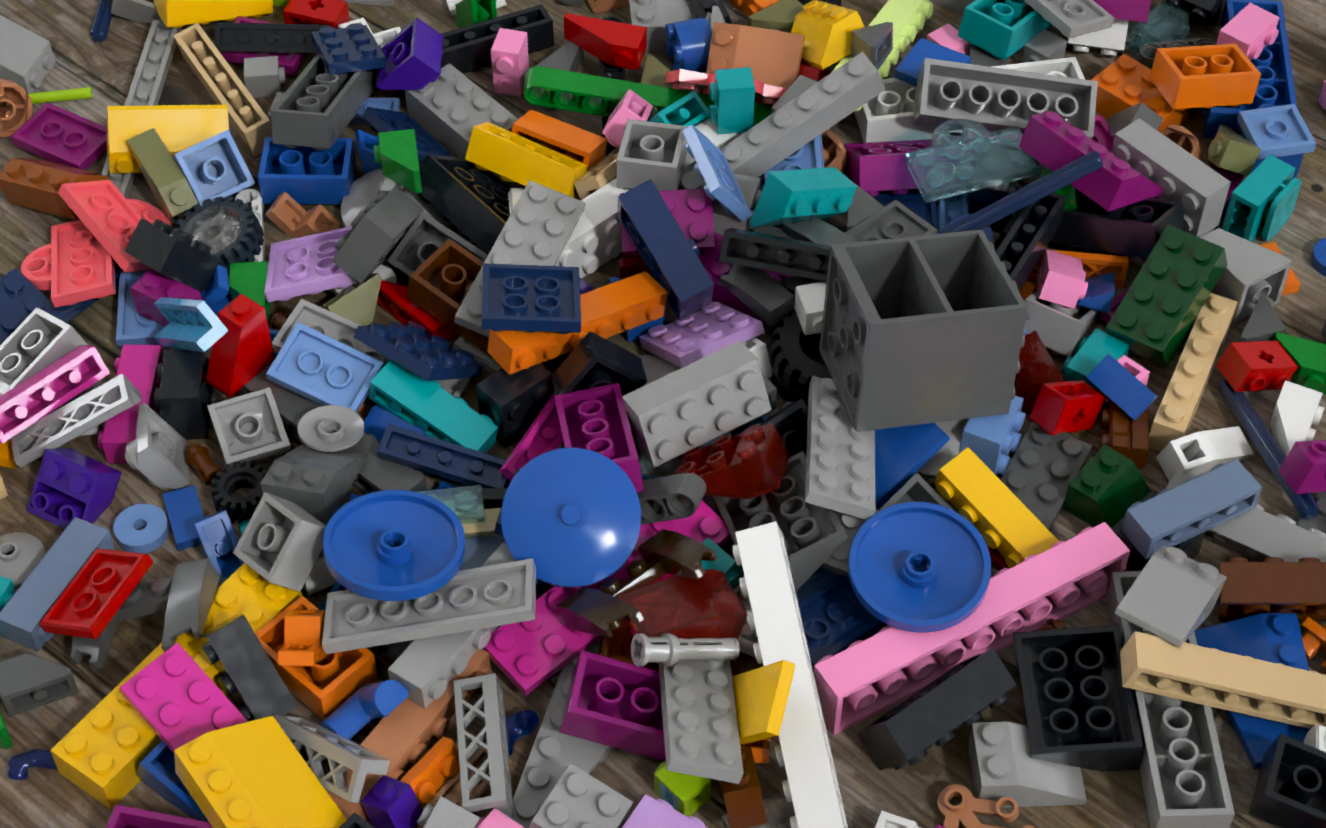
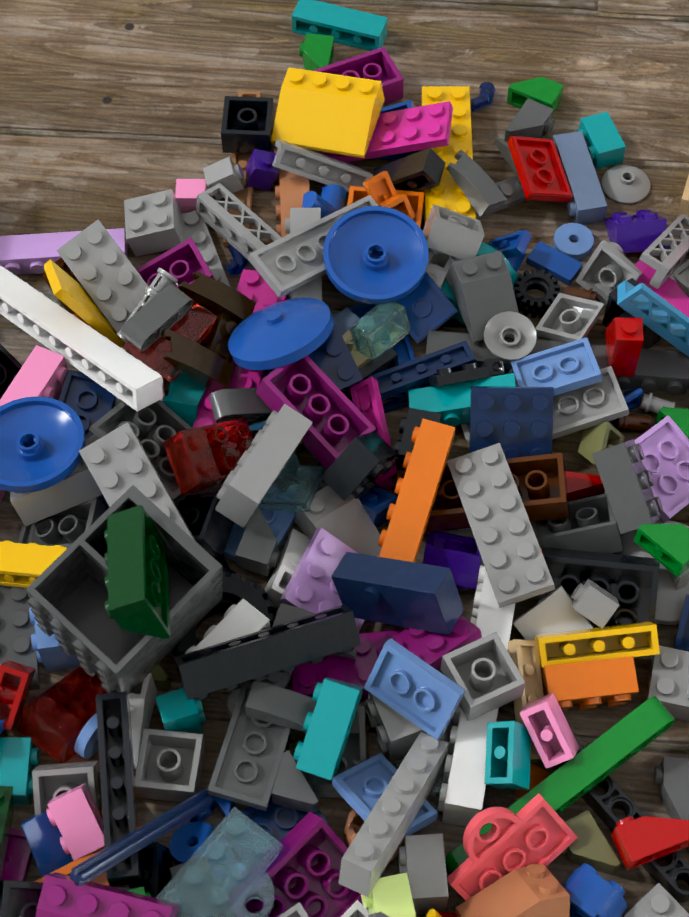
camera: 145 degrees right, 10 degrees up
(412, 414) = (469, 372): none -> black hinge
(433, 770) = (261, 198): orange plate -> none
(500, 177) = (594, 603): none -> light grey brick
(531, 298) = (448, 468): dark blue plate -> none
(691, 598) = (159, 313): none -> dark grey beam
(733, 100) = (463, 779): teal brick -> none
(920, 254) = (137, 574): none -> dark green slope

